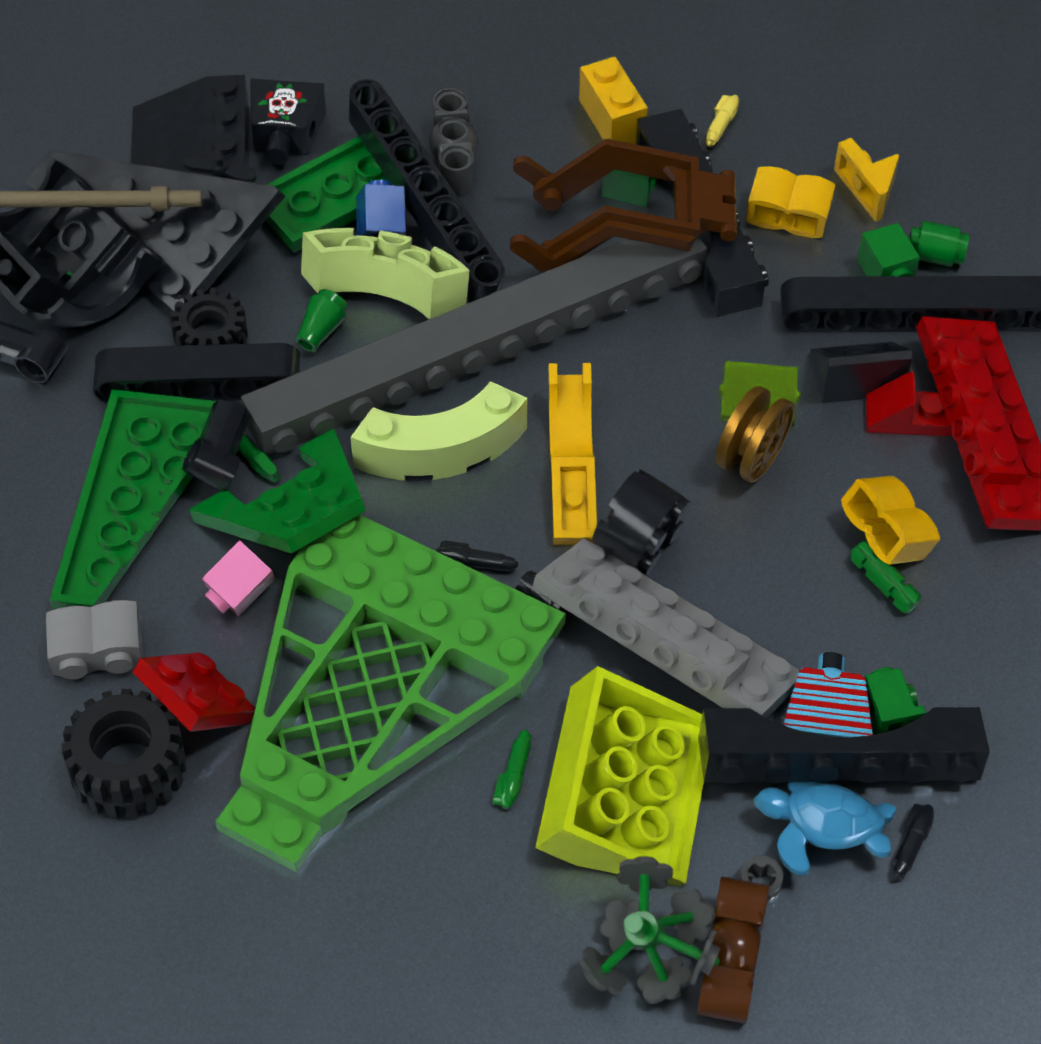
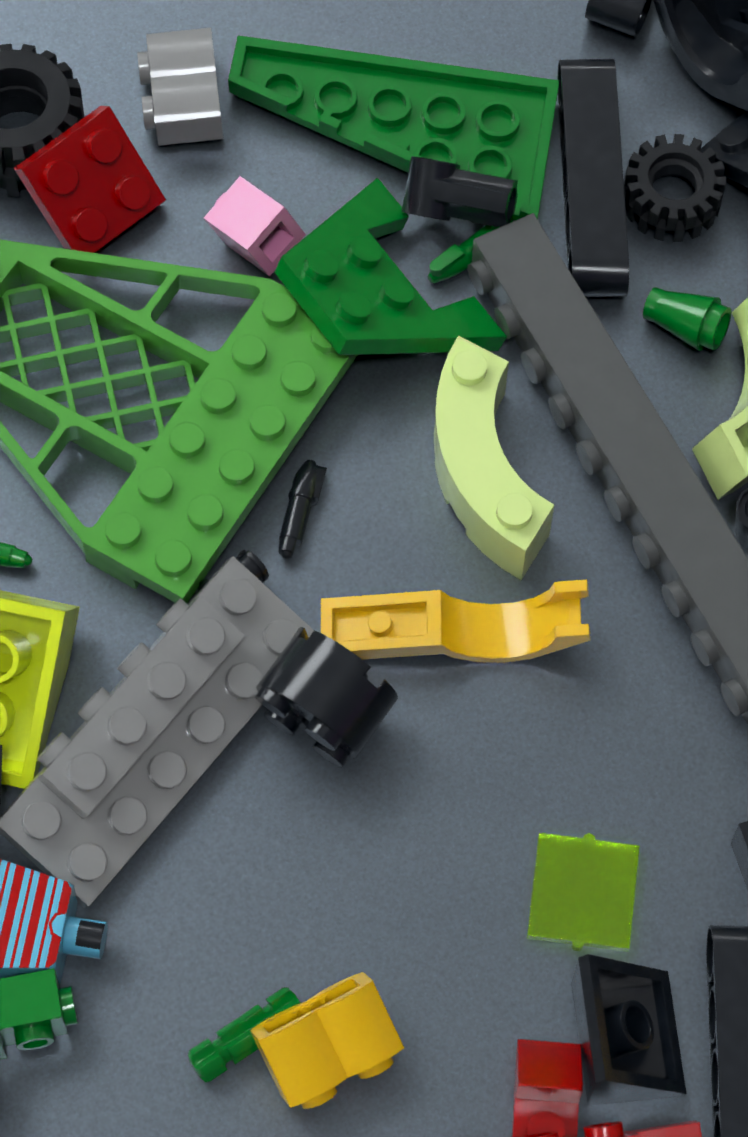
camera: 90 degrees right, 10 degrees up
(755, 434) = (468, 853): pearl gold wheel -> none

